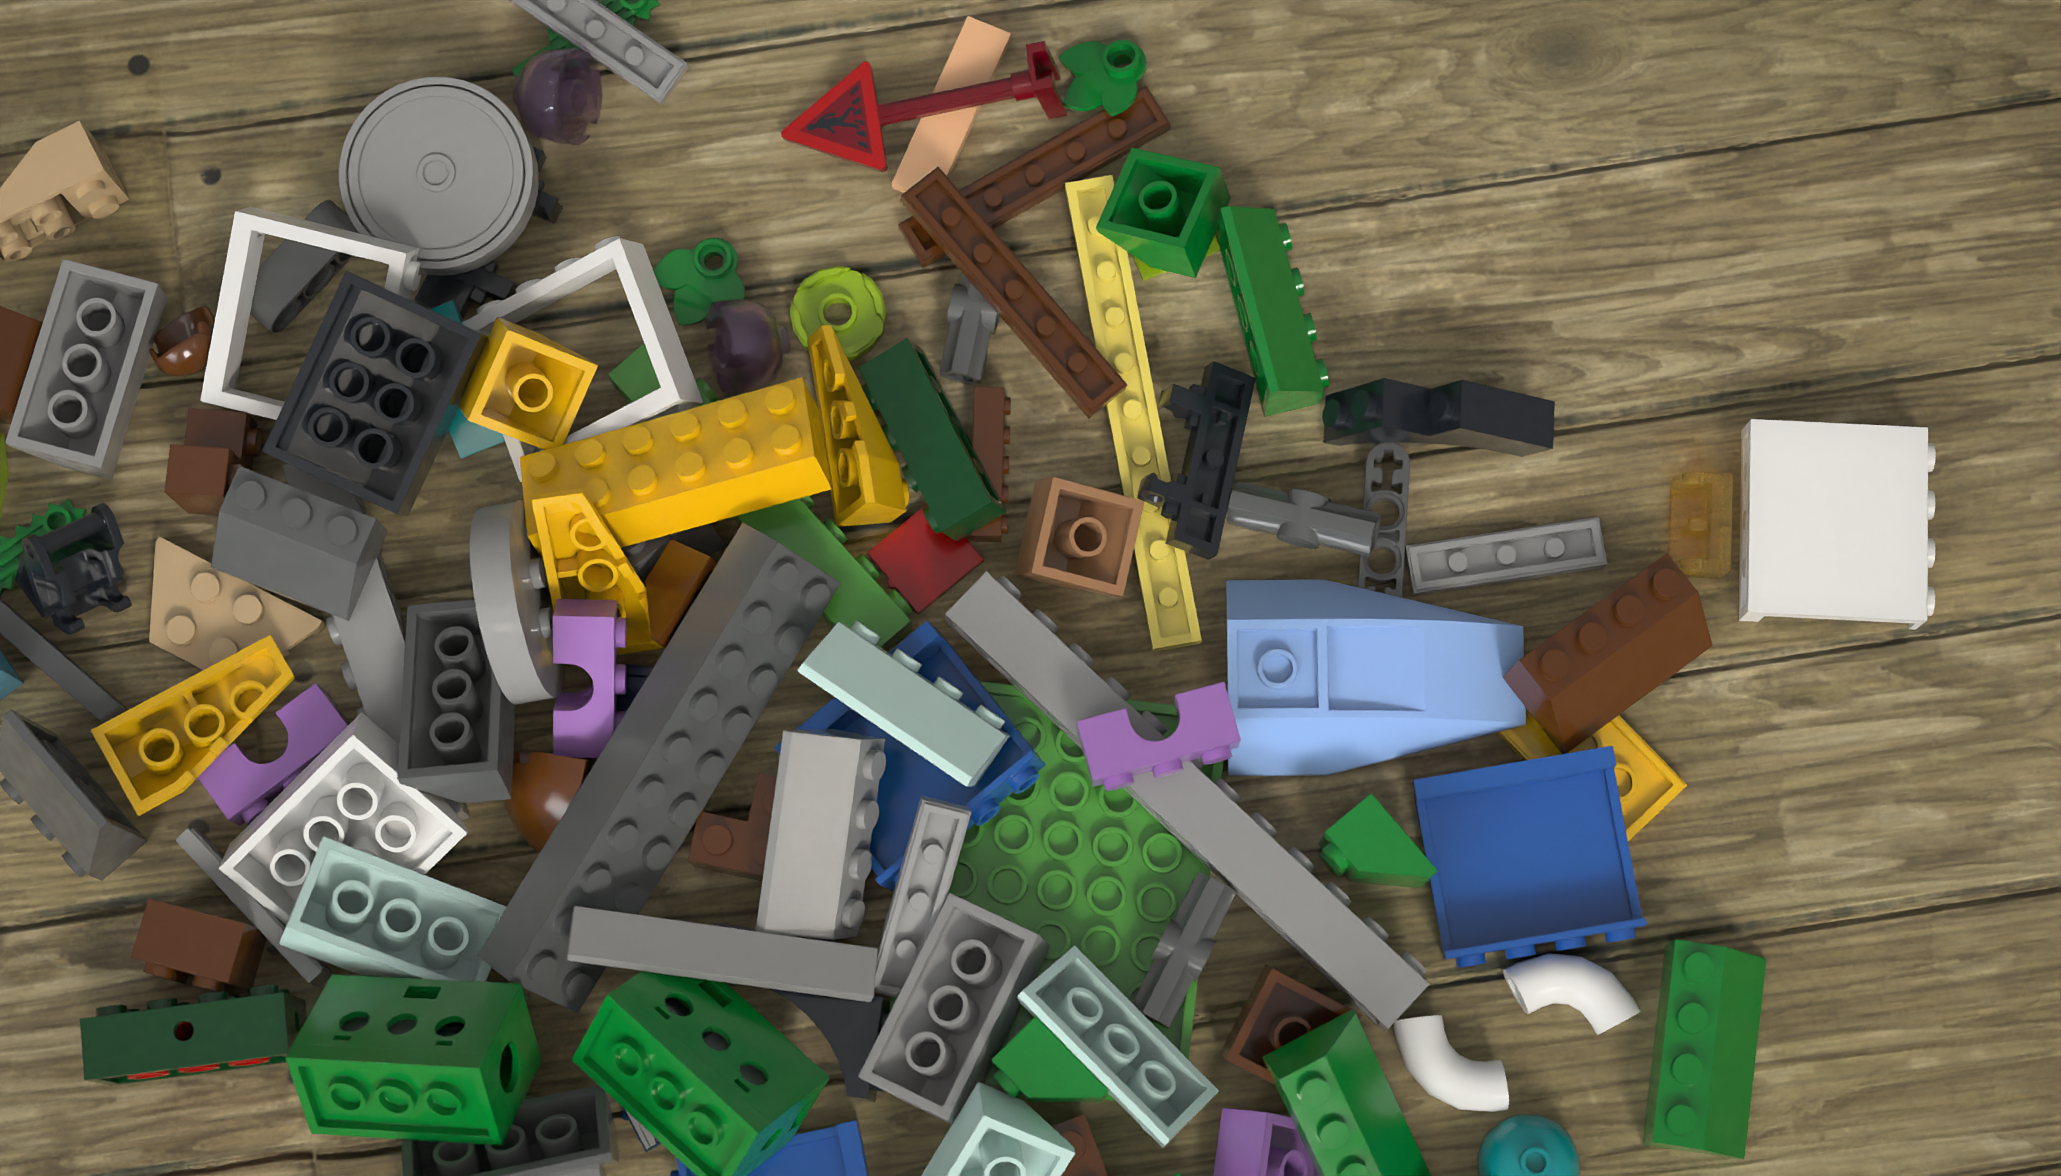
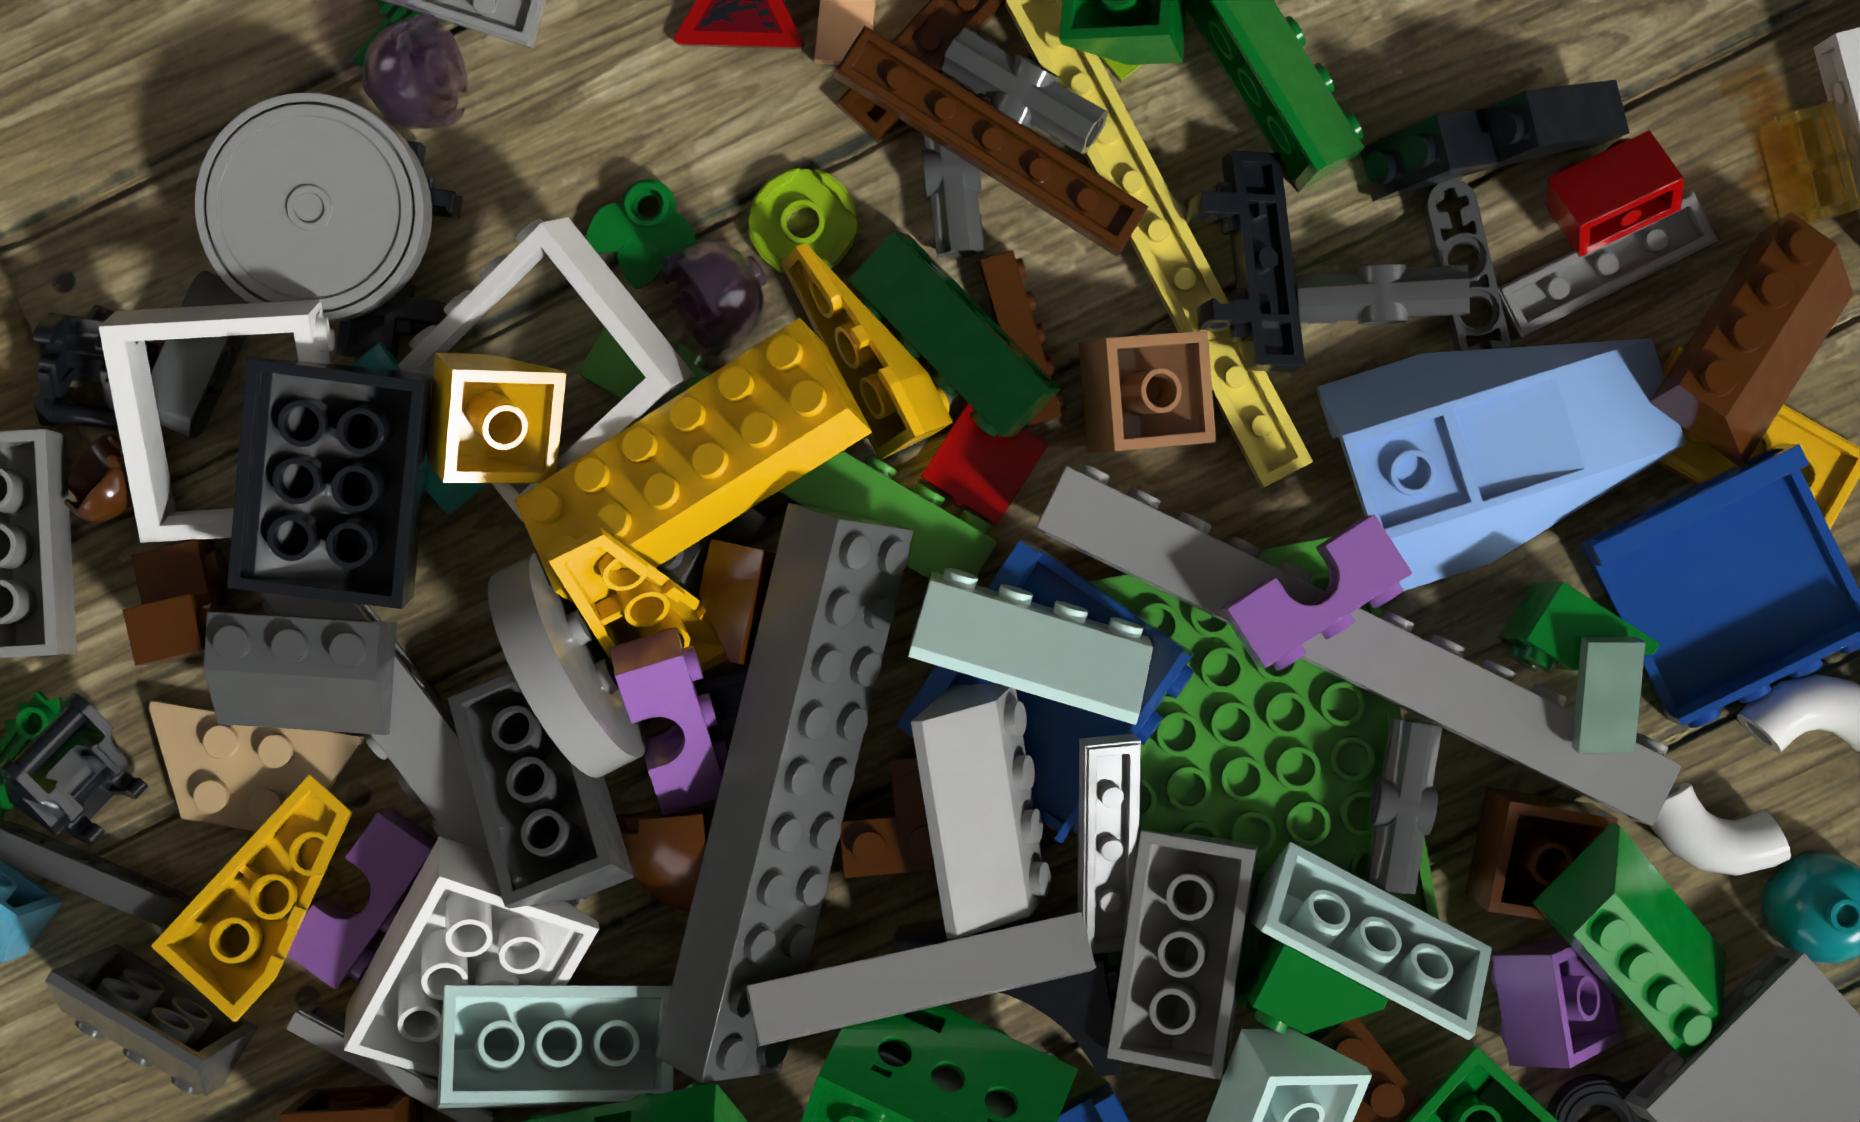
camera: 20 degrees left, 10 degrees up
(203, 232) = (71, 353): none -> black piece
(1055, 260) = (1024, 90): none -> dark grey piece
(1379, 899) = (1608, 695): none -> sand green tile
(1525, 495) = (1614, 193): none -> red brick

